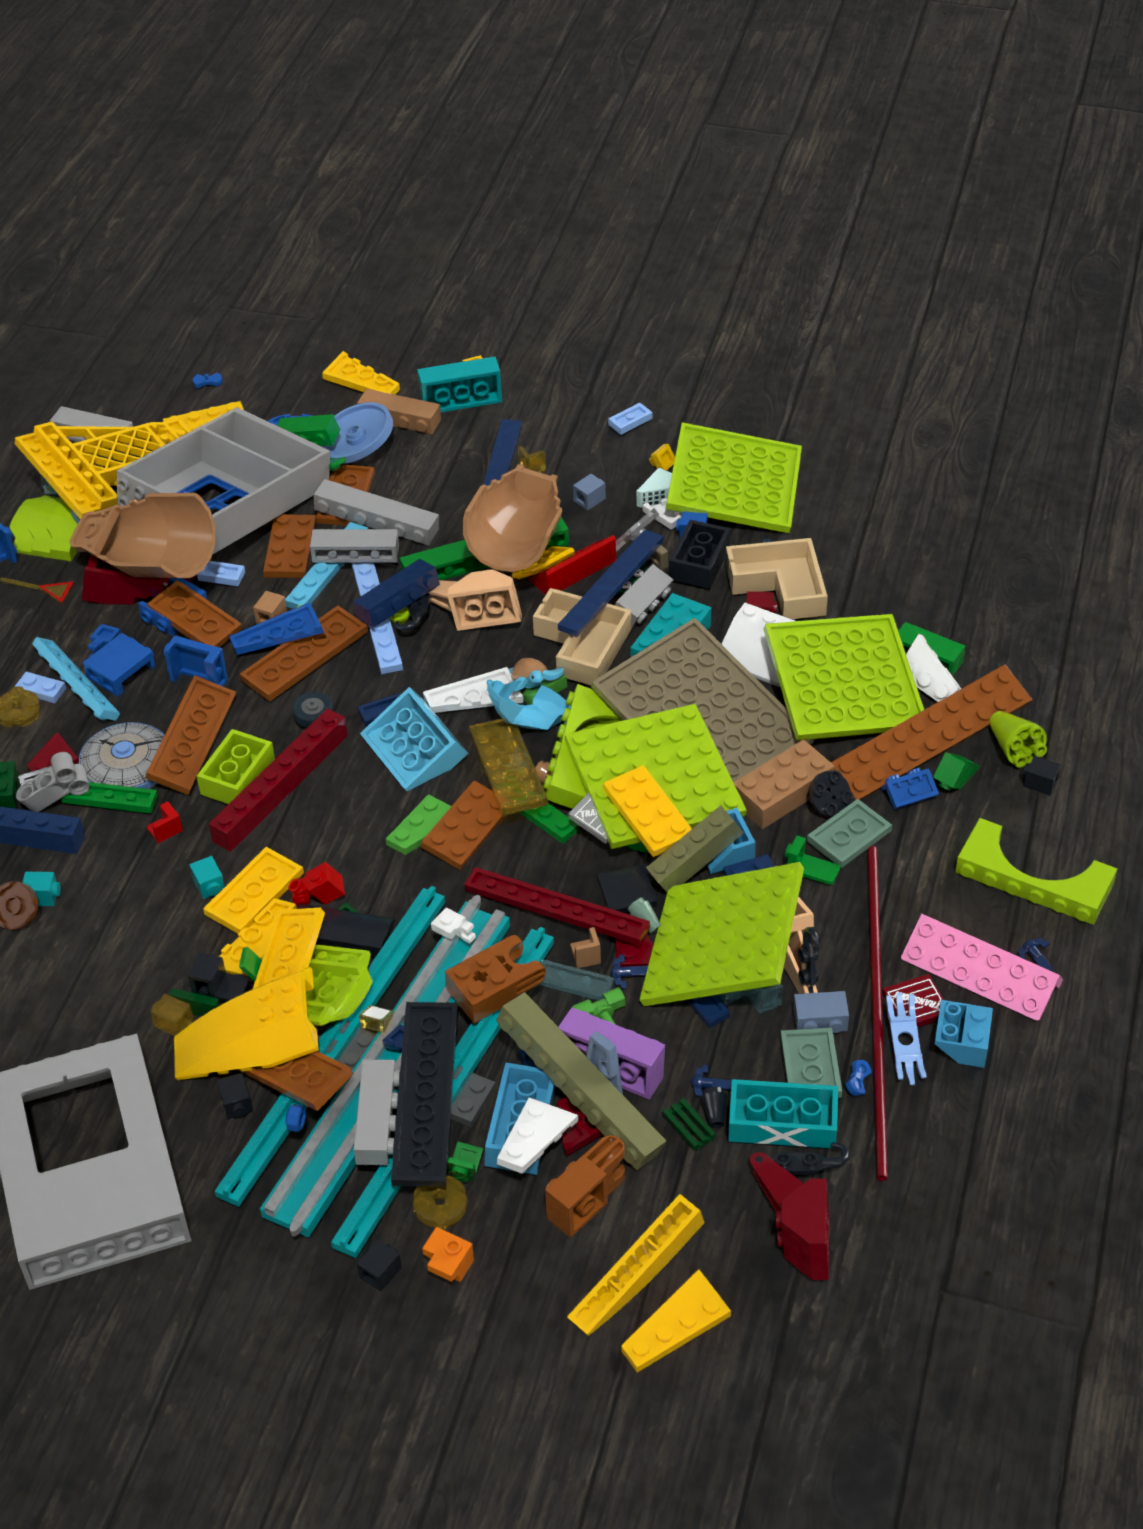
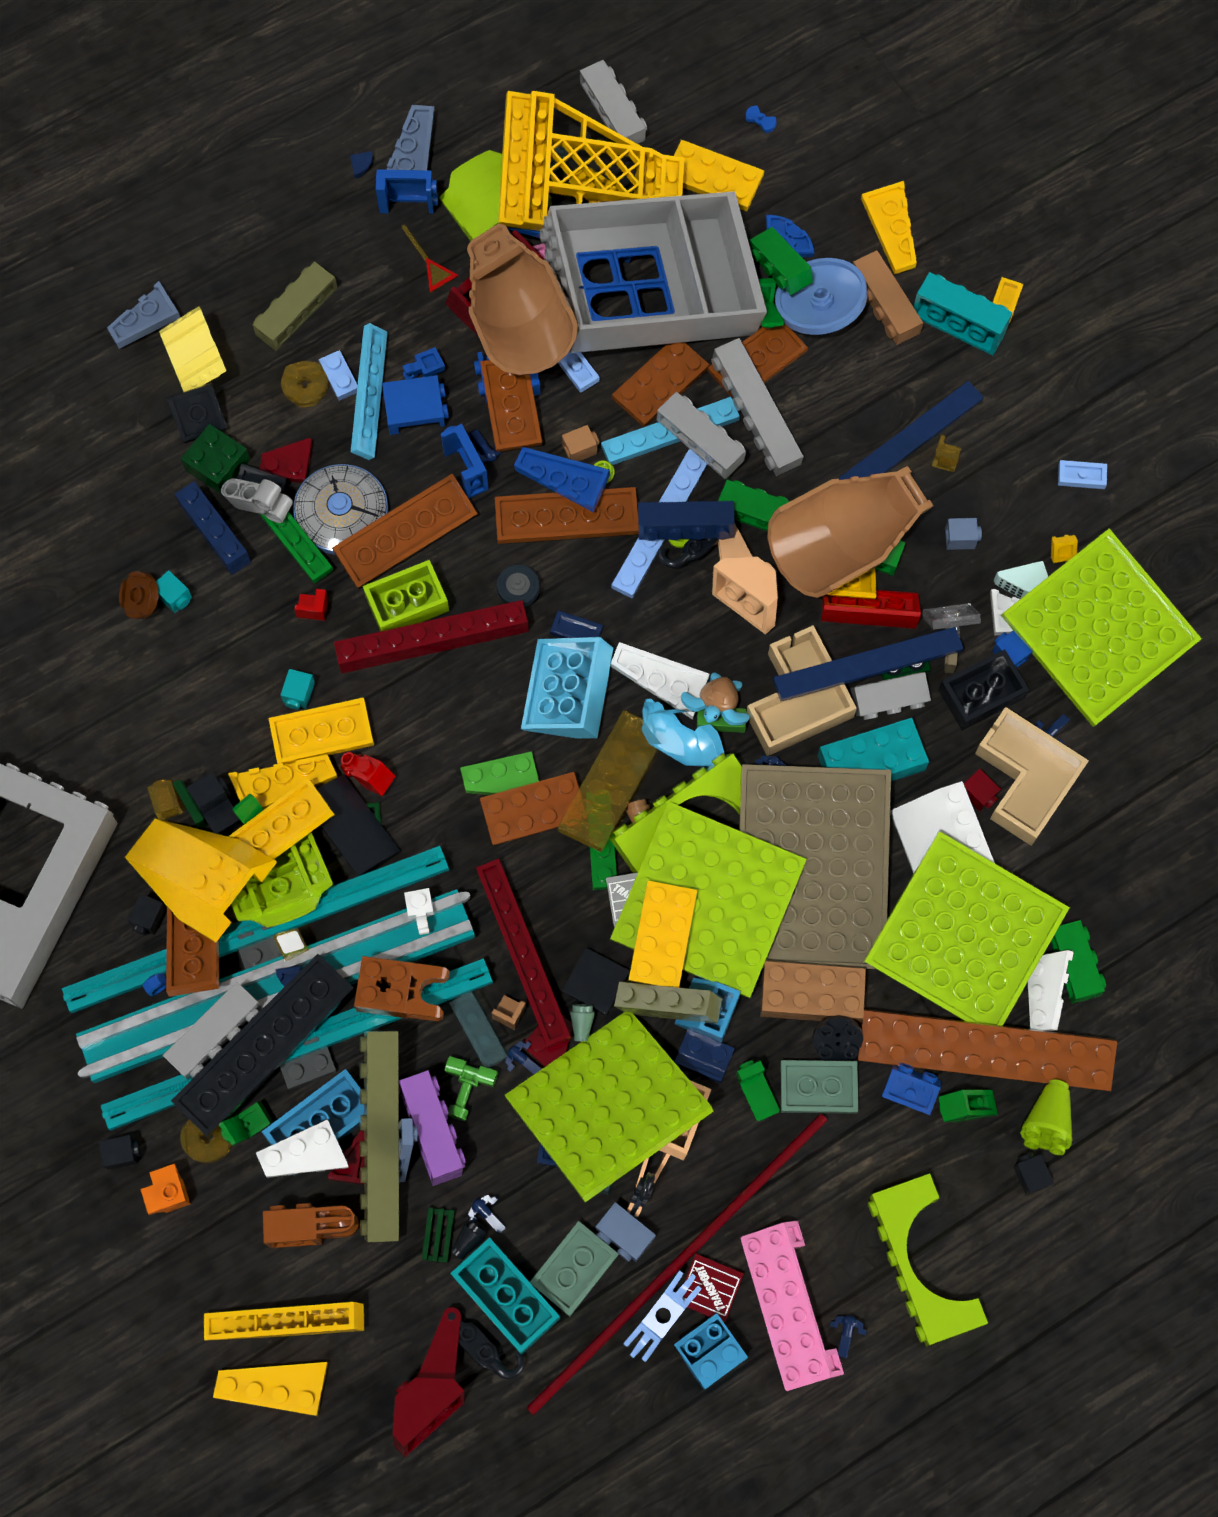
camera: 40 degrees right, 25 degrees up
(855, 1085) = (588, 1317): blue piece -> none

